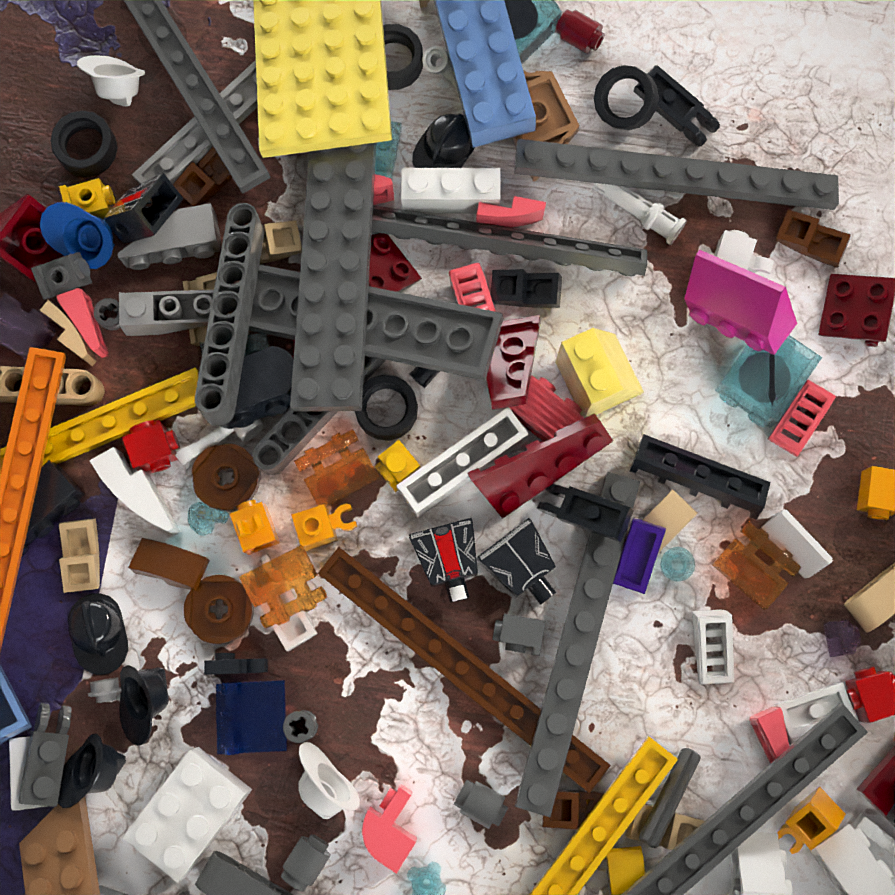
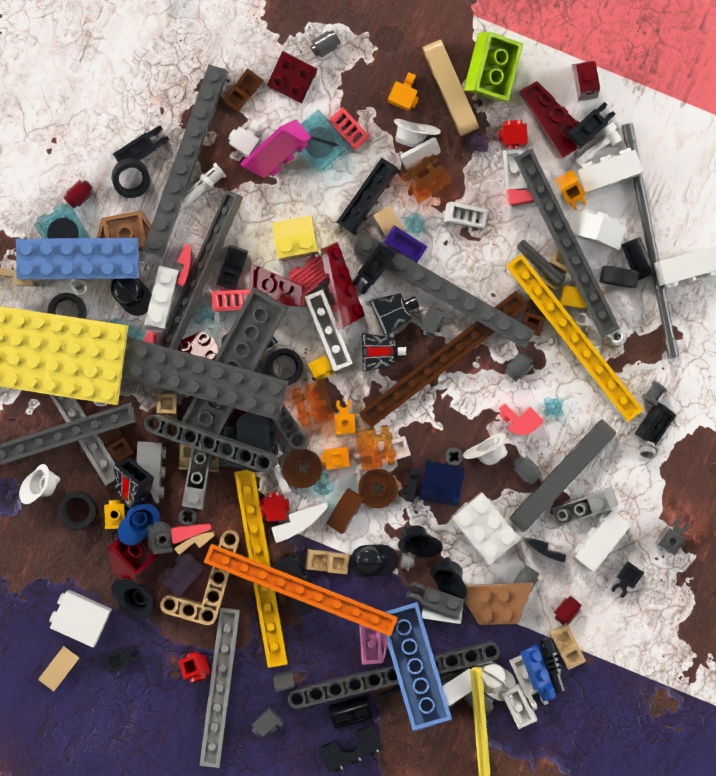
camera: 80 degrees left, 10 degrees up
(440, 264) = (205, 313): none -> clear light blue plate
(823, 521) = (413, 133): none -> white piece

